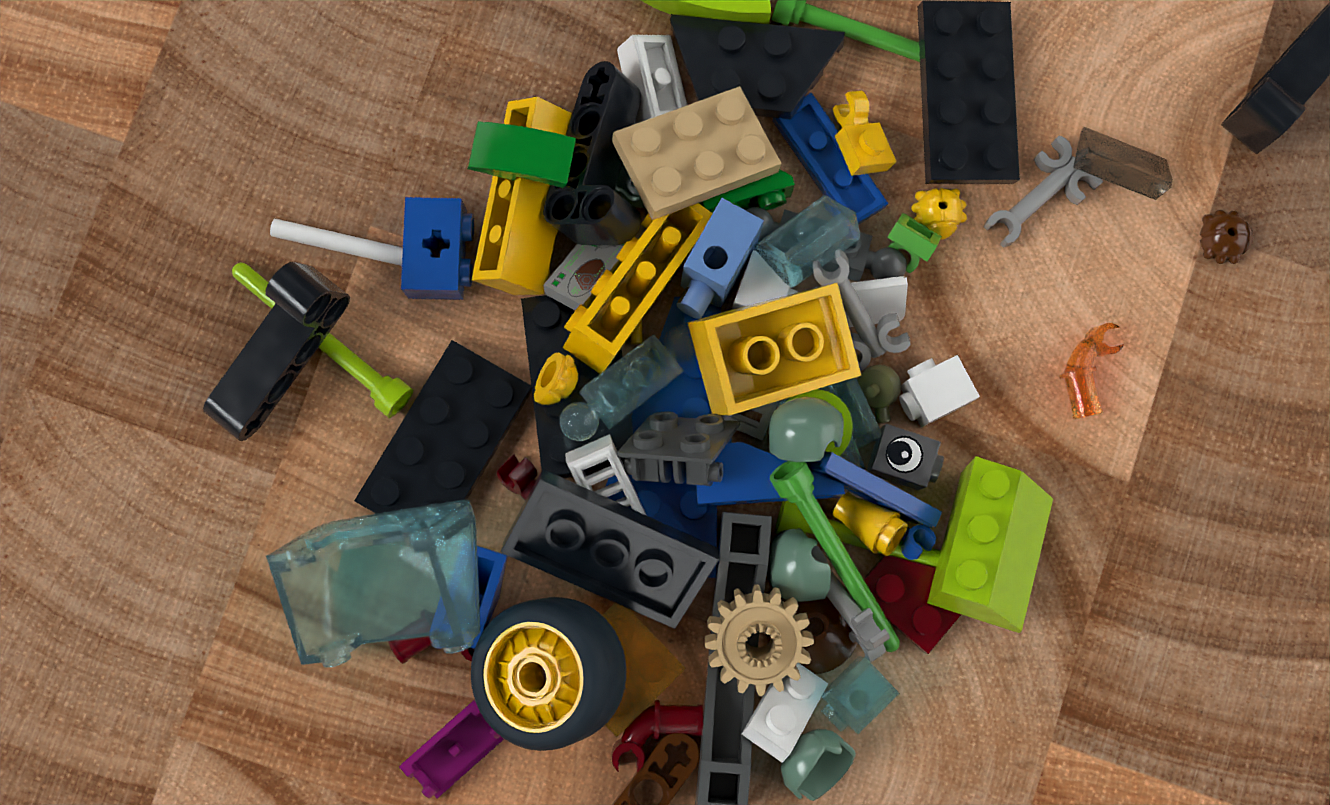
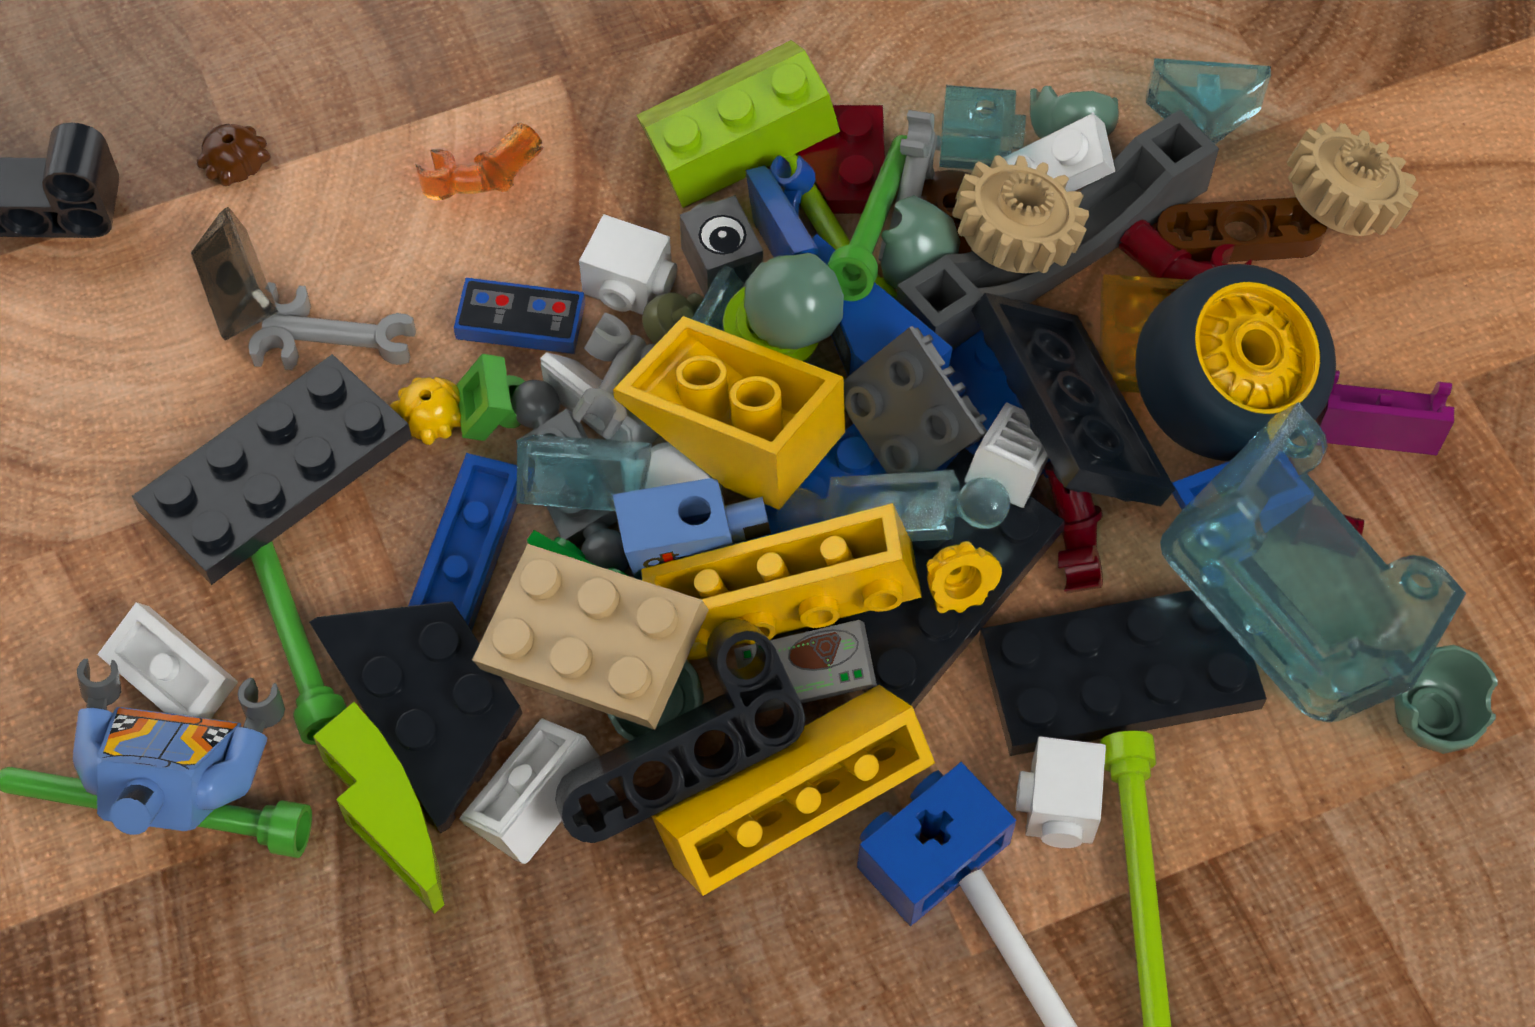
camera: 130 degrees left, 20 degrees down
(253, 594) = (1449, 701): none -> sand green hair
(278, 350) = (1143, 893): black beam -> none
(401, 338) = (1063, 792): none -> white brick
(521, 152) = (760, 791): green slope -> none
(861, 142) = (416, 522): yellow plate -> none
(873, 524) = (817, 205): yellow cone -> none
(959, 308) = (519, 315): none -> tile

